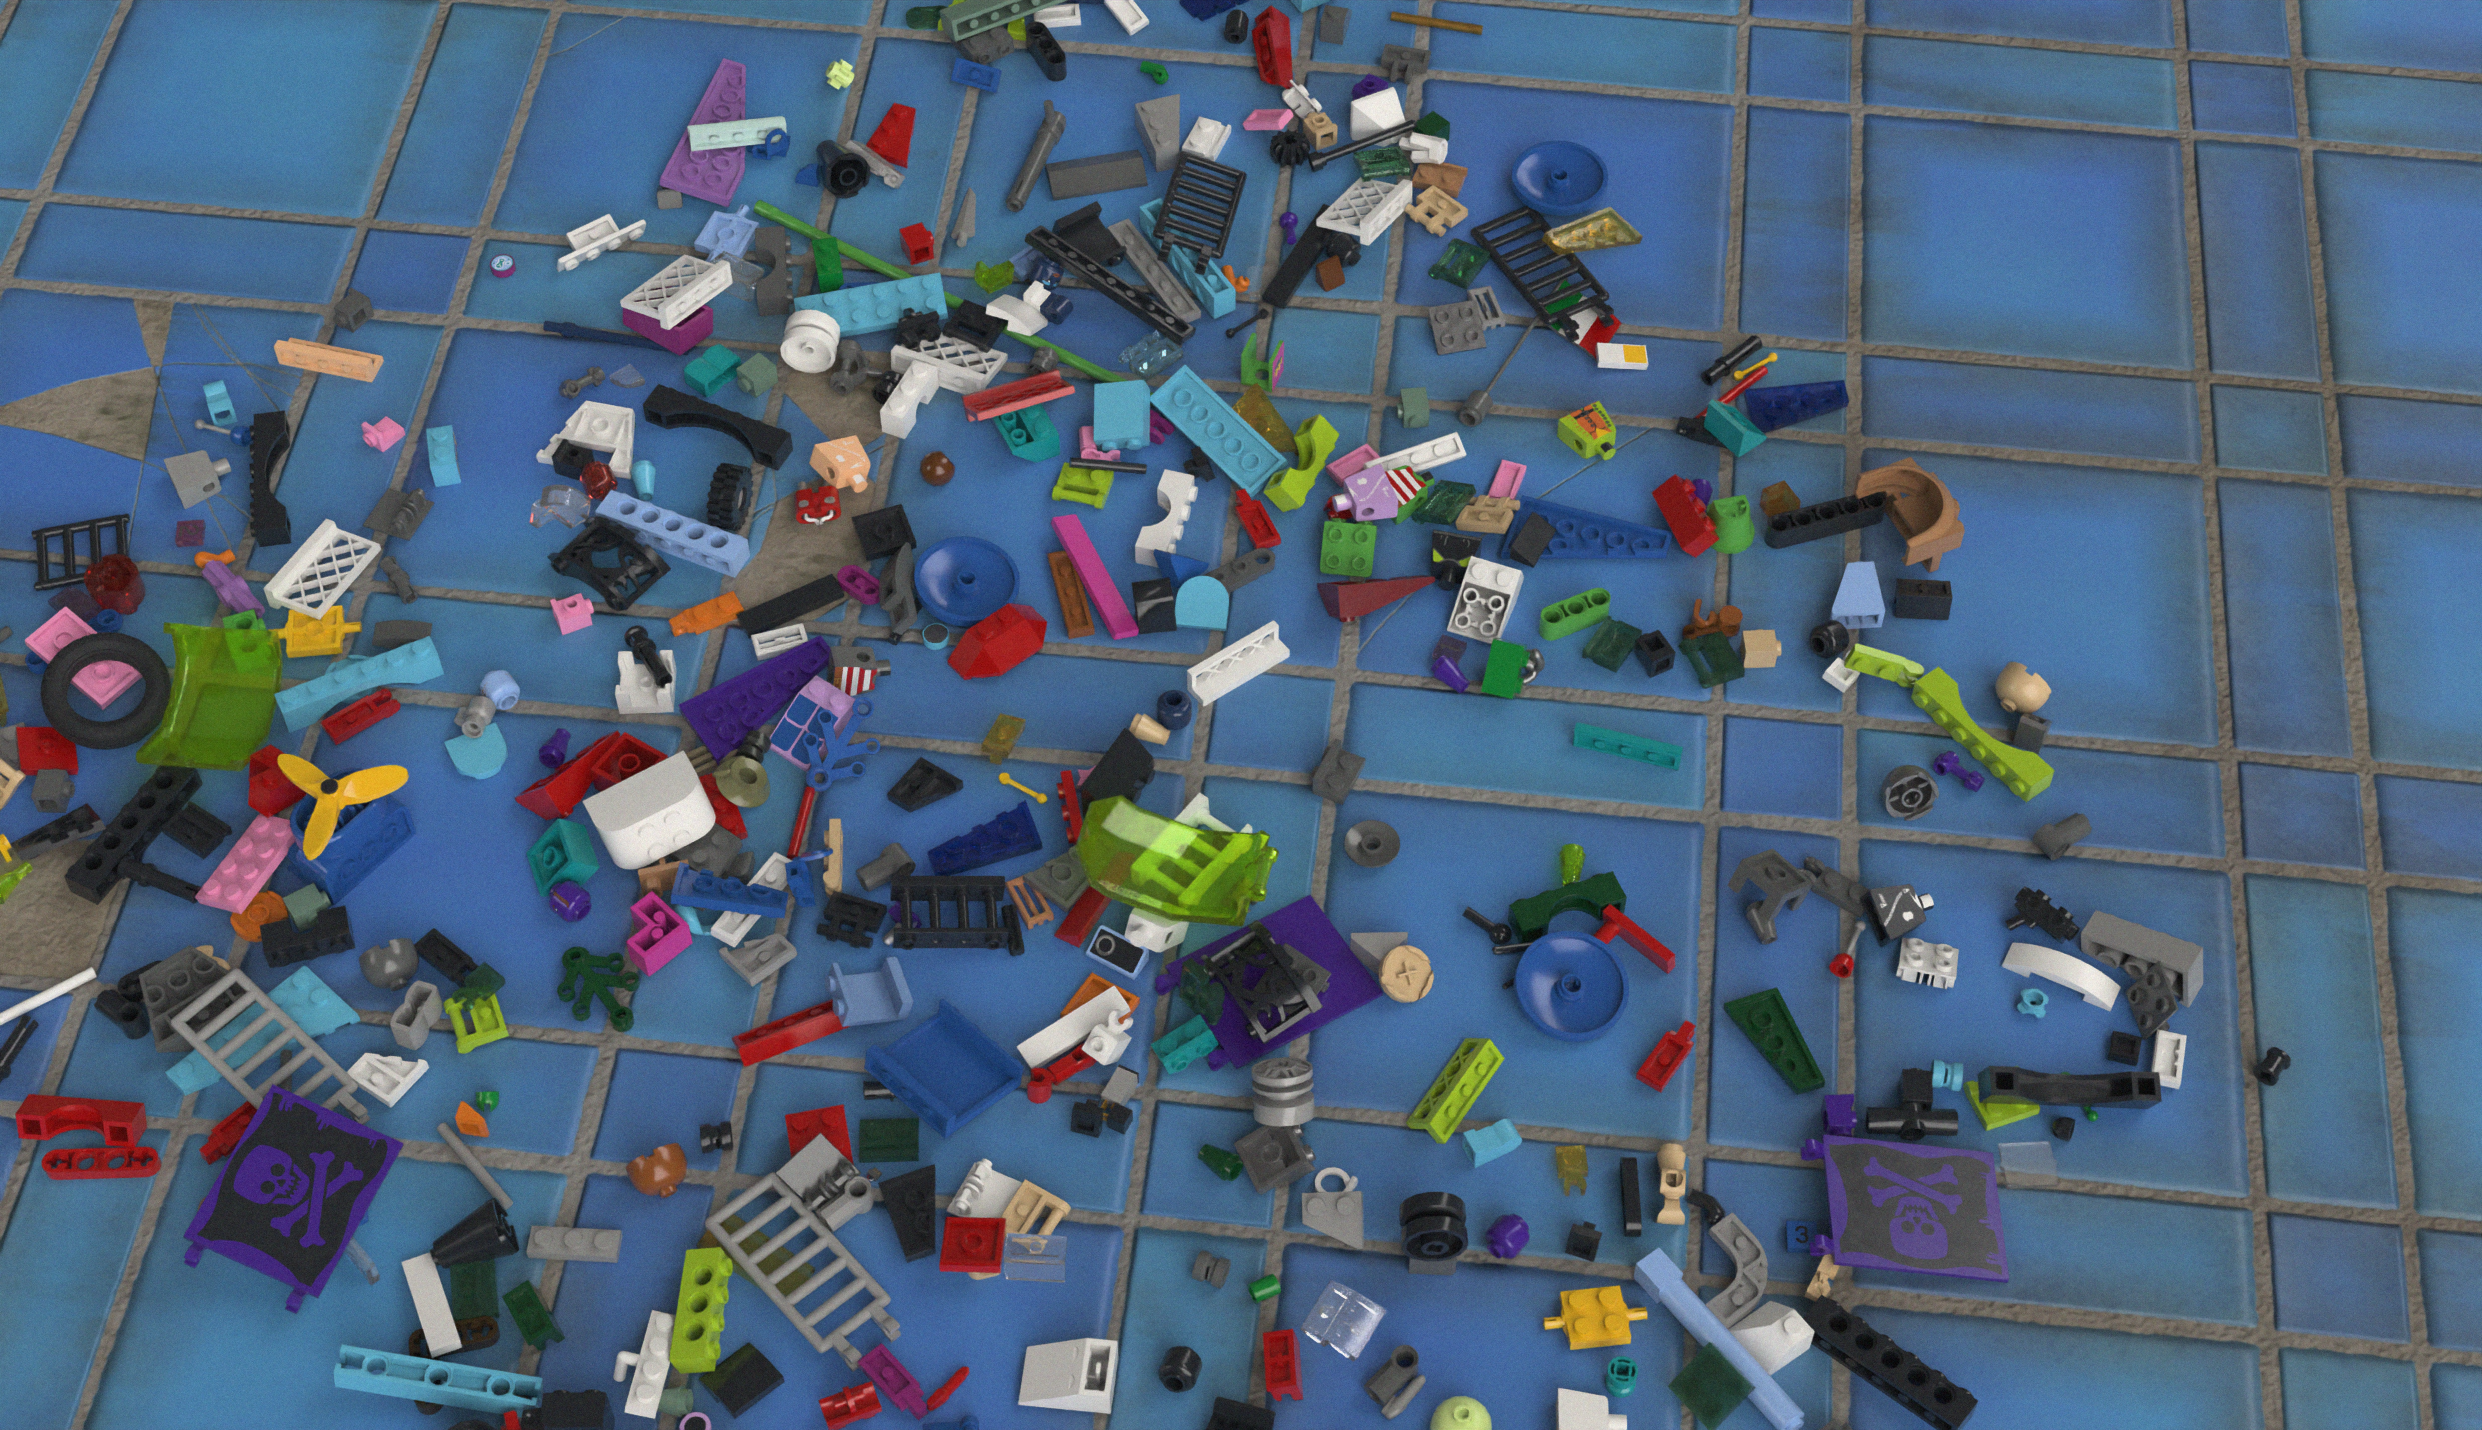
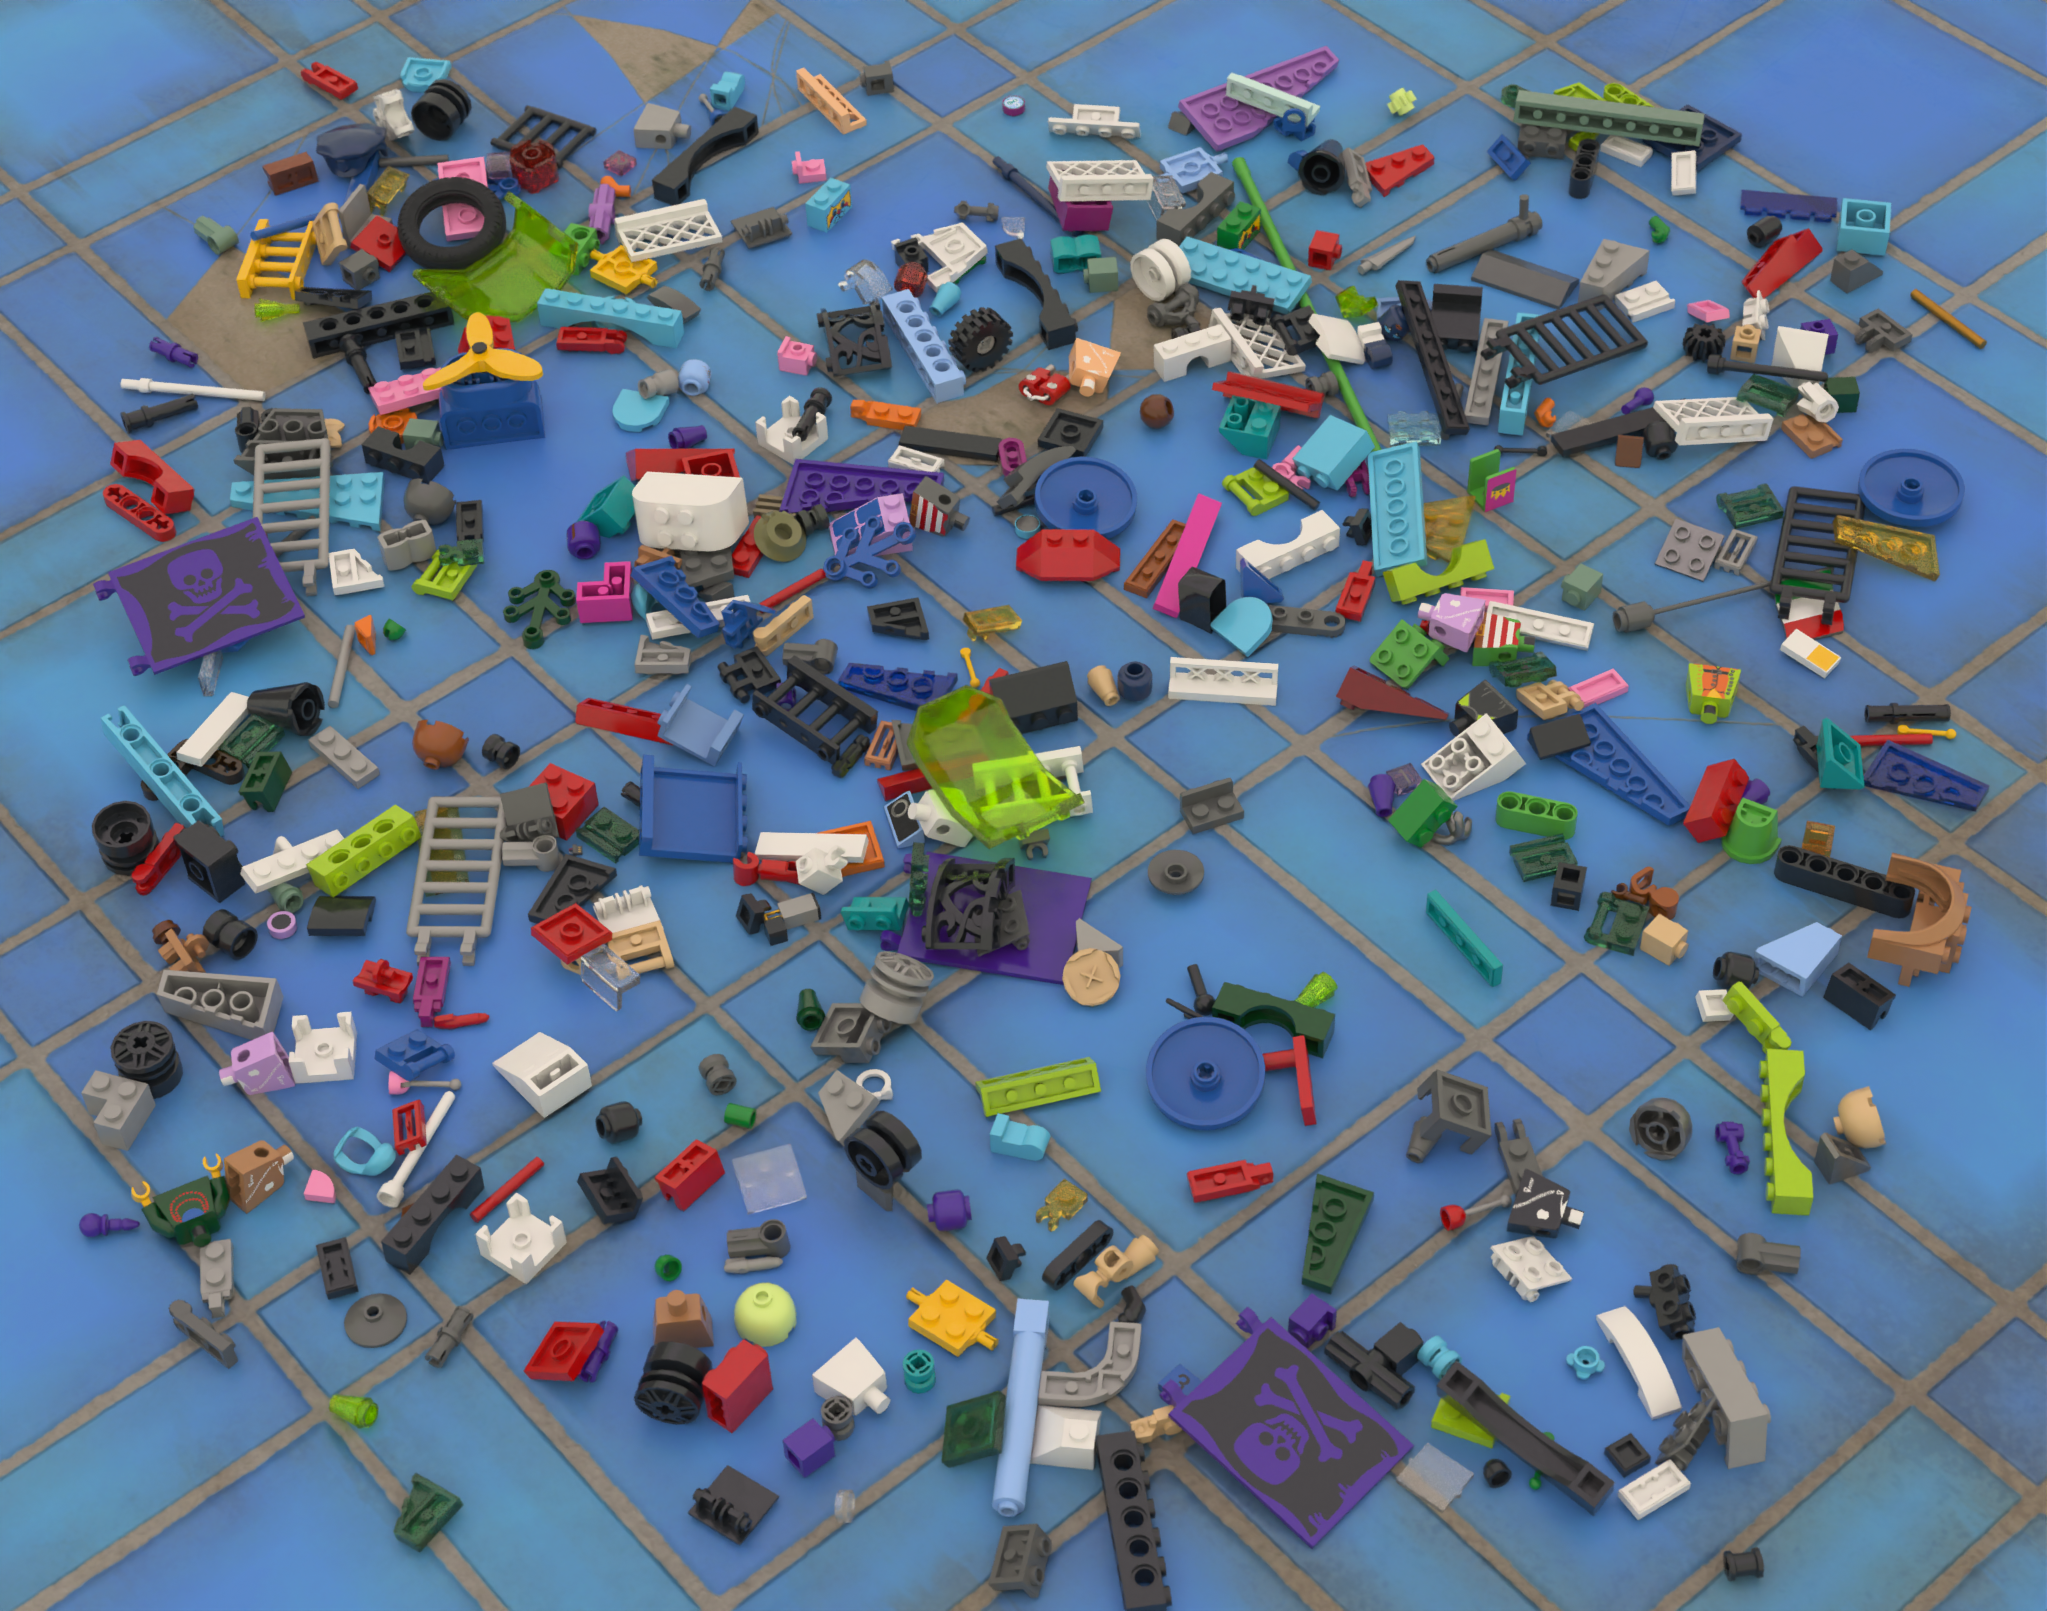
camera: 45 degrees right, 5 degrees down
(1441, 206) = (1784, 456): tan plate -> none

